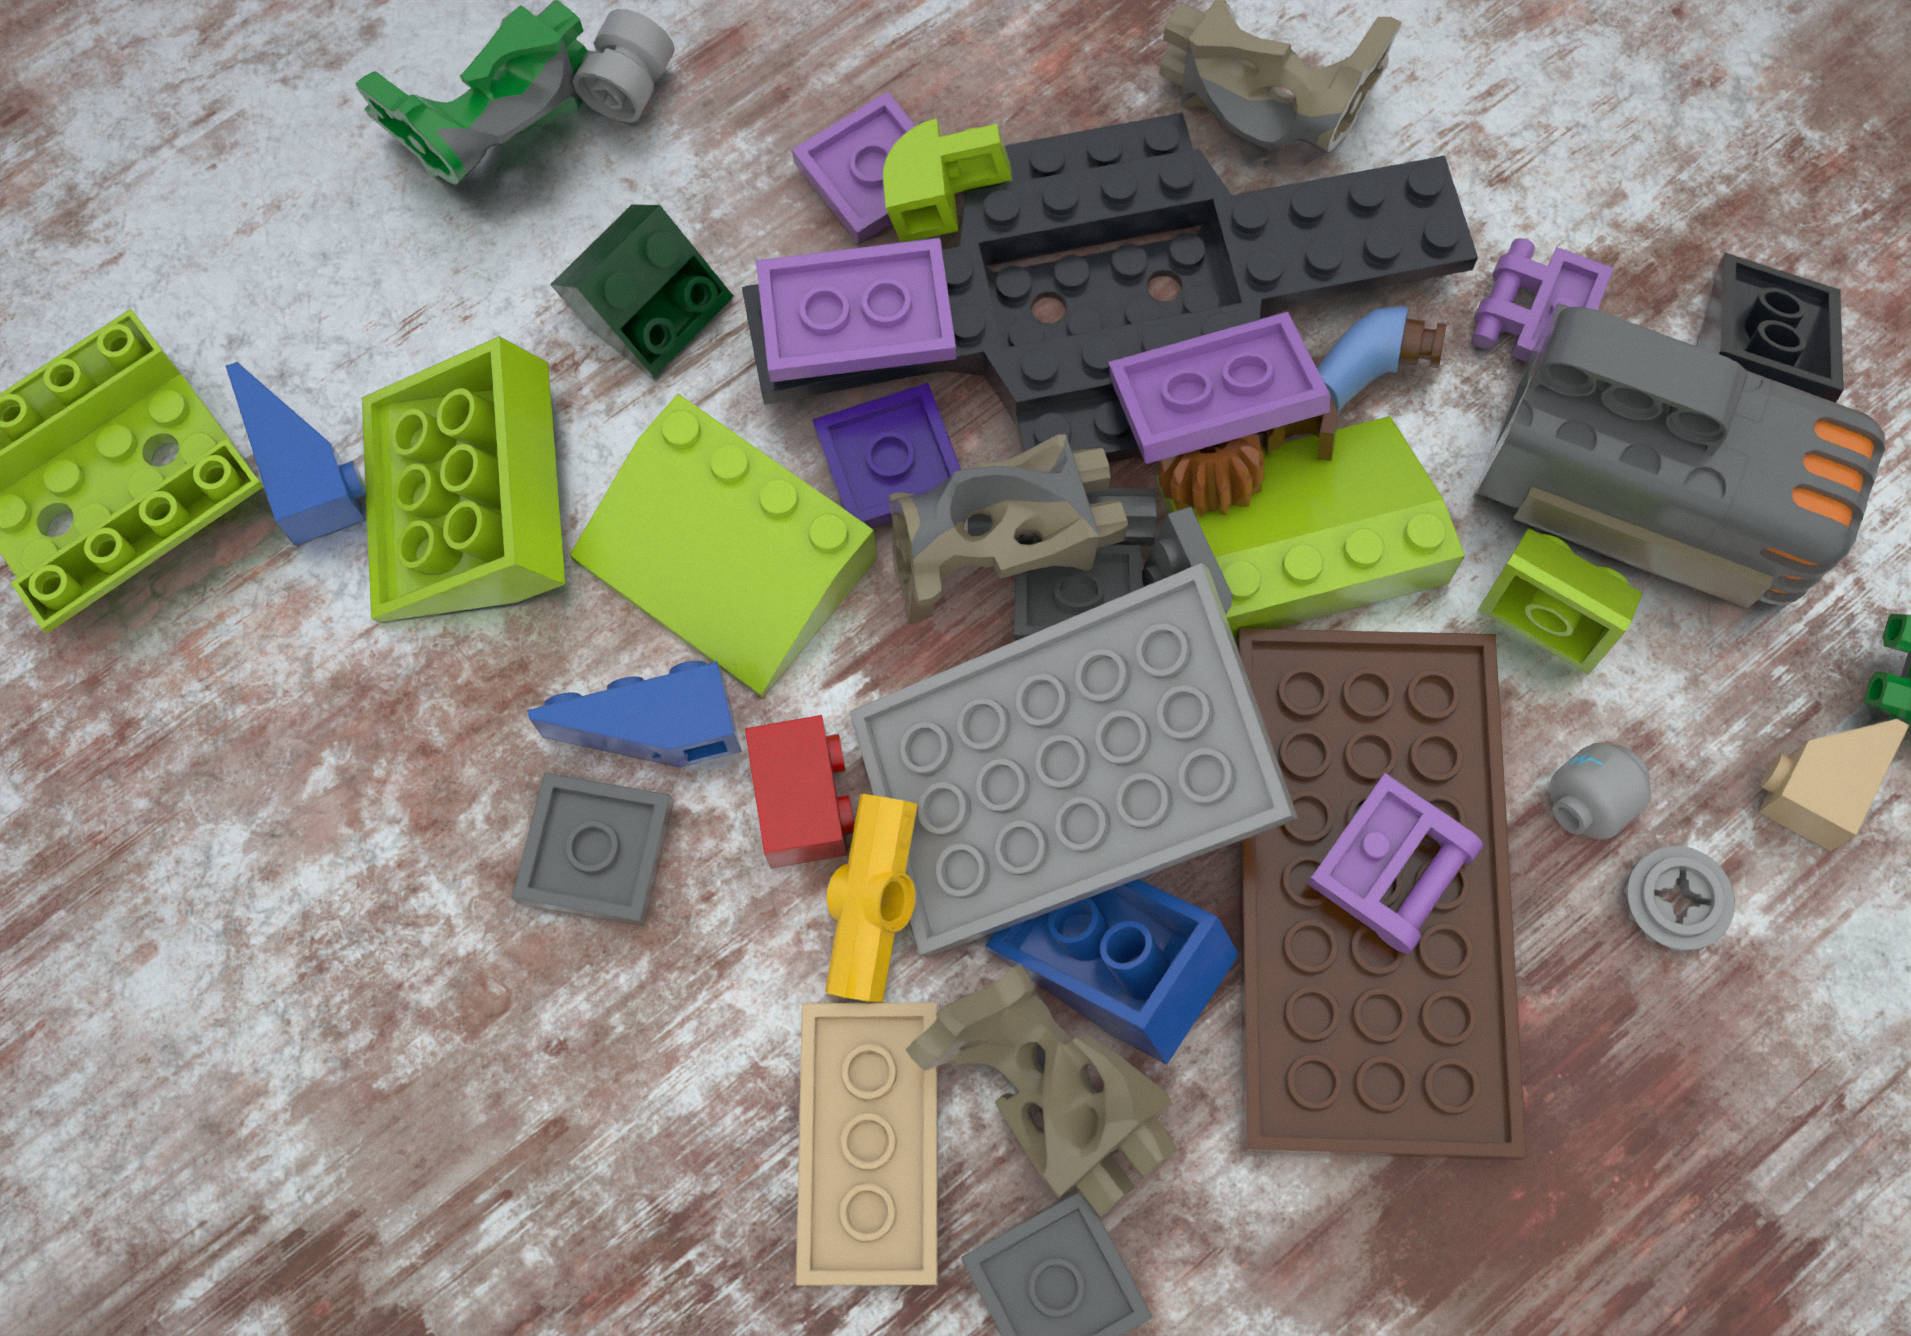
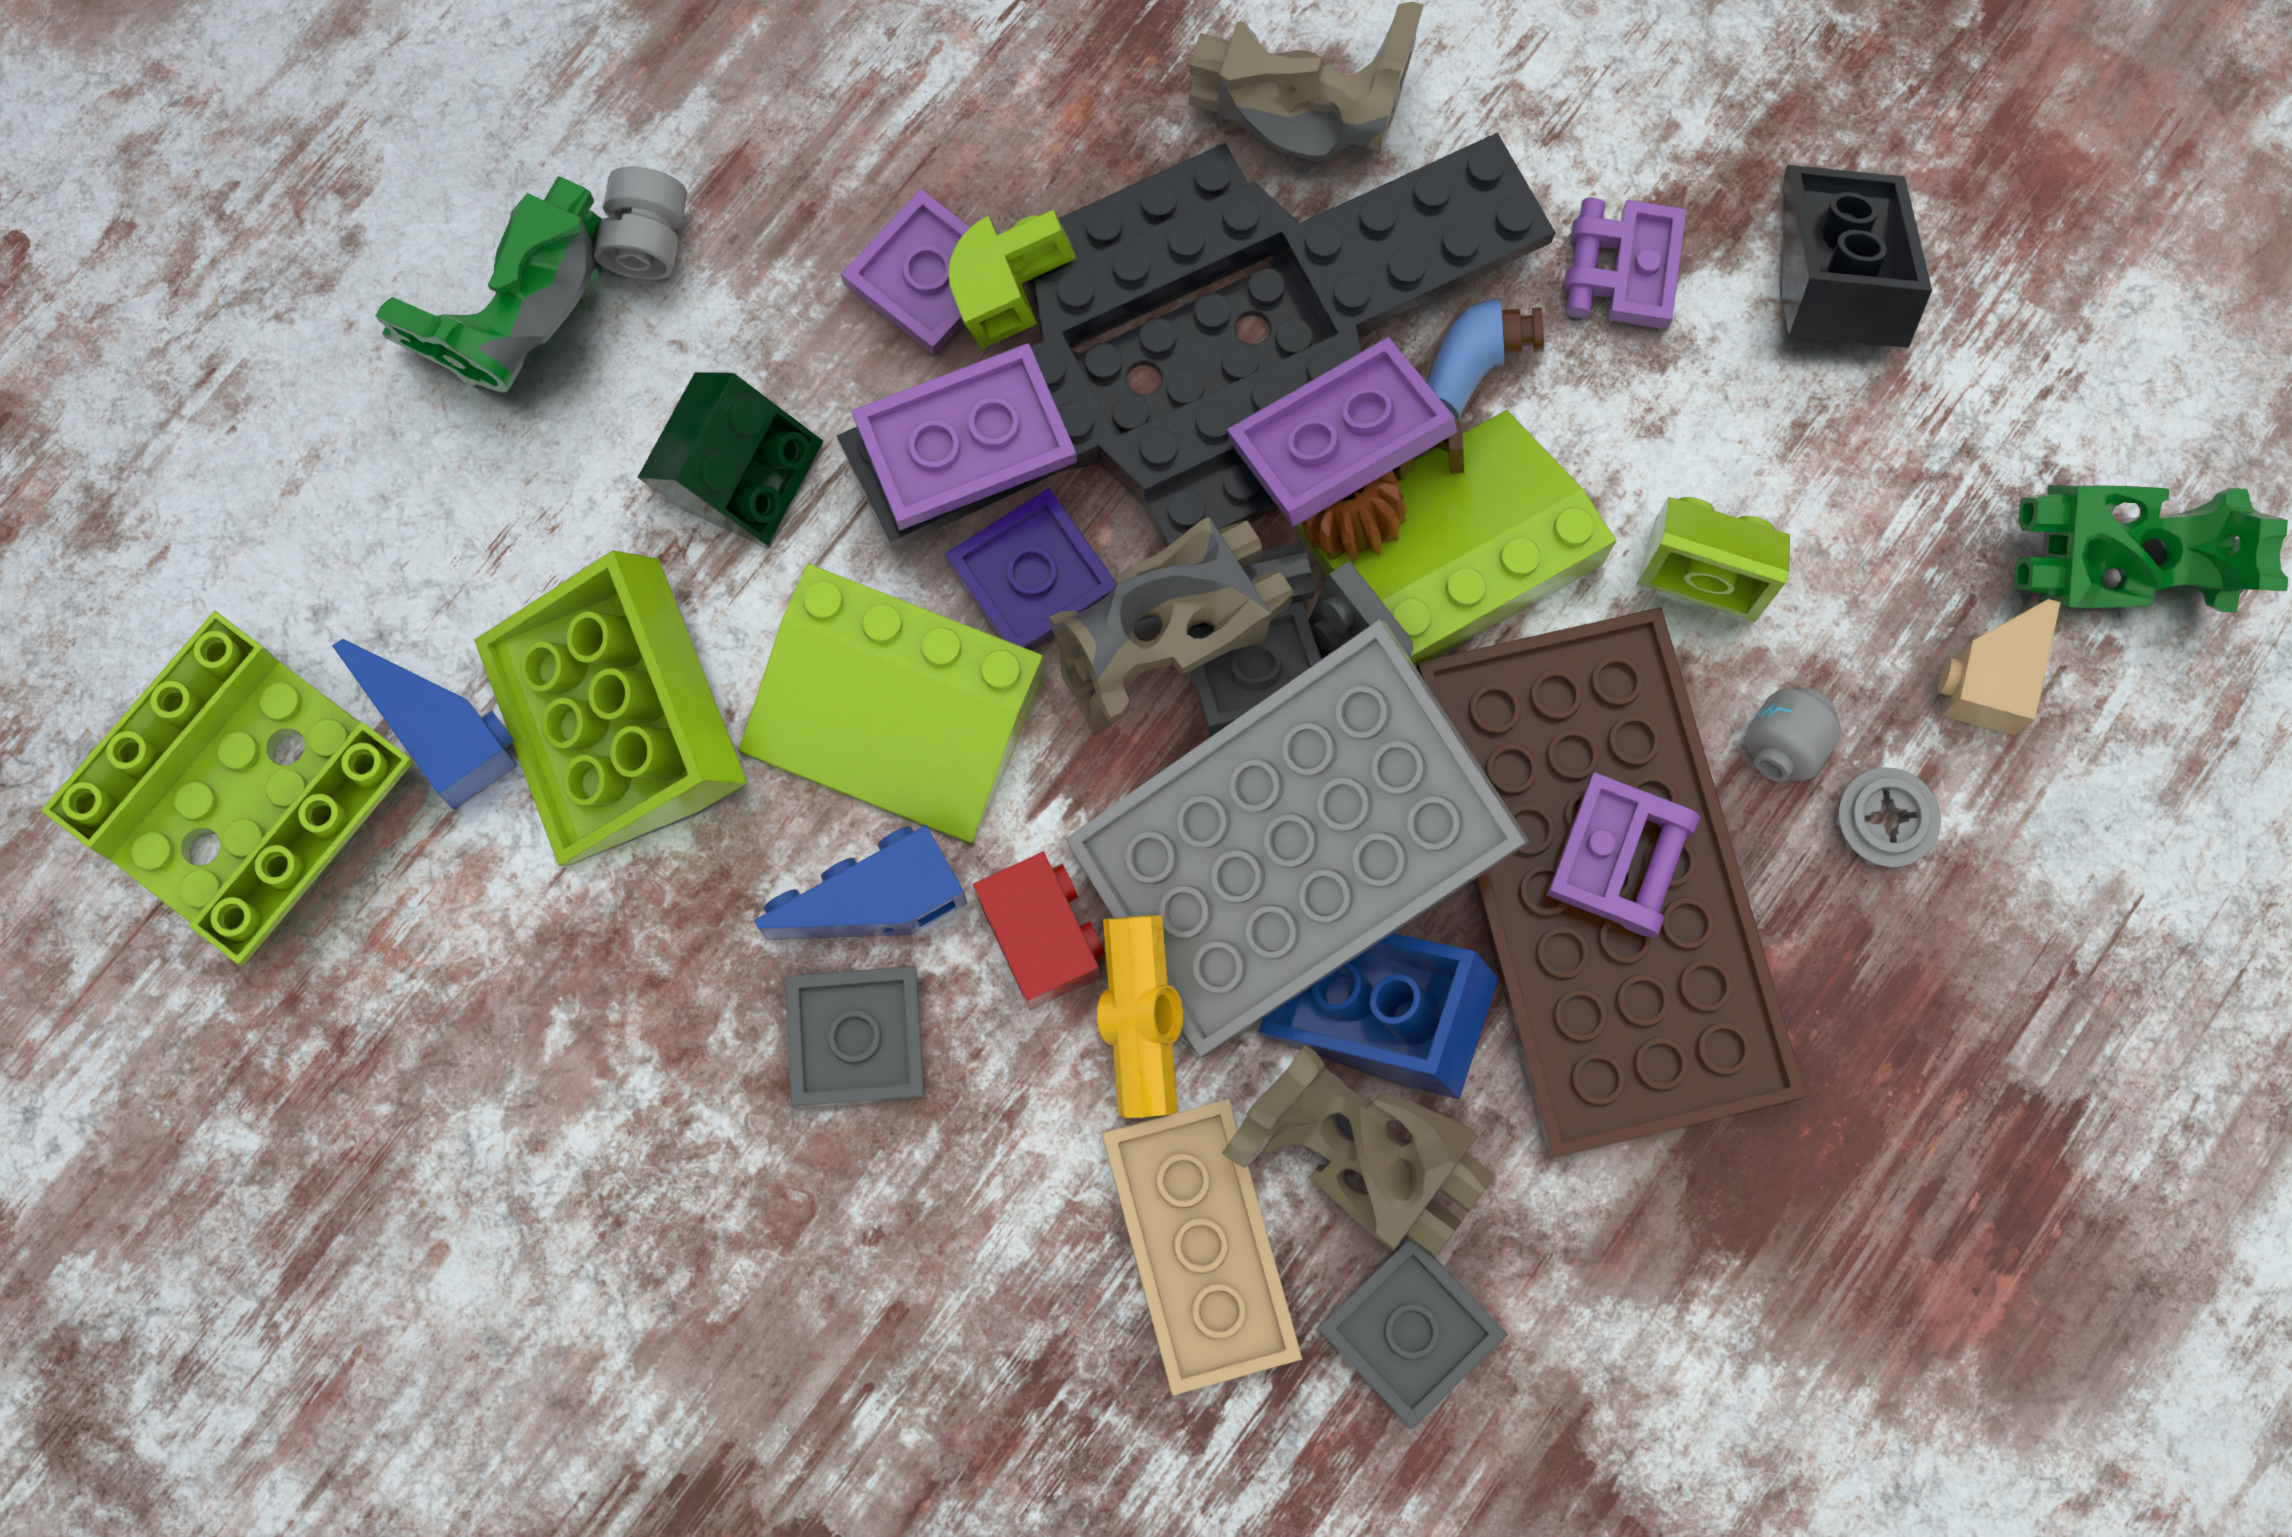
camera: 20 degrees left, 5 degrees up
(1681, 461) = (1793, 398): dark grey piece -> none

